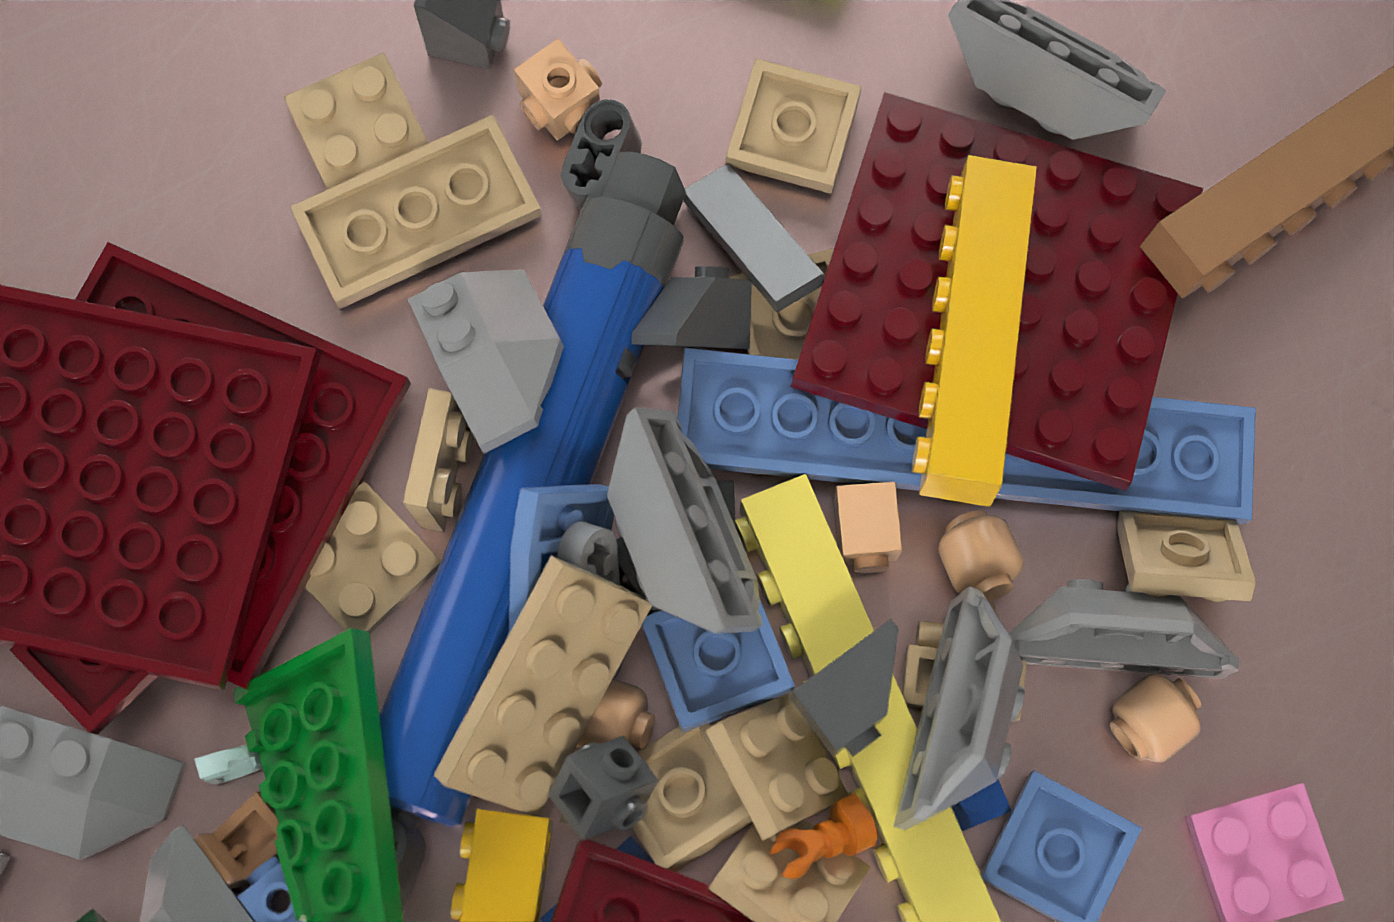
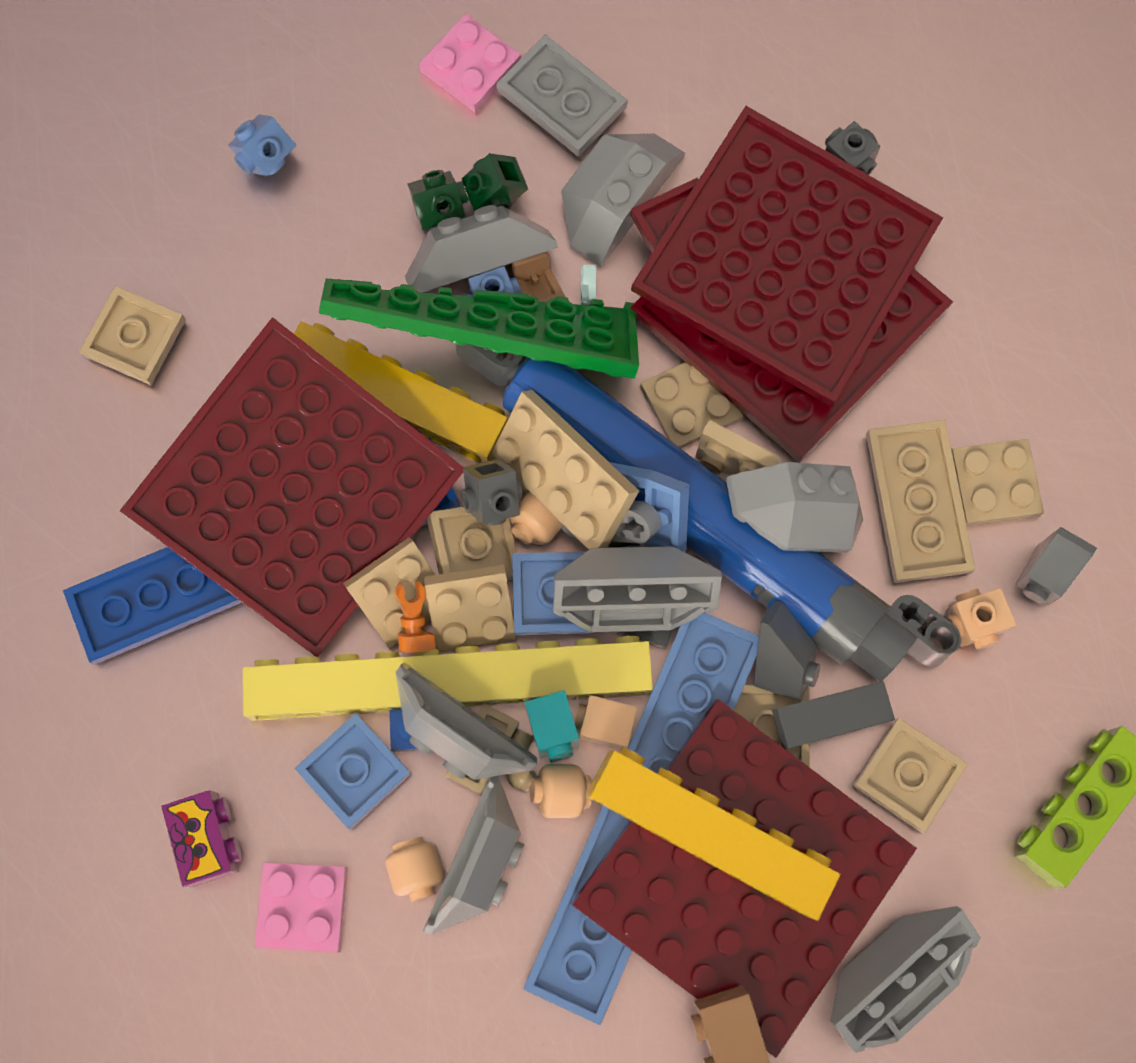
camera: 110 degrees right, 0 degrees up
(851, 693) = (494, 661): dark grey slope -> none
(907, 586) = (553, 726): none -> teal brick
(1185, 556) = (511, 927): tan plate -> none

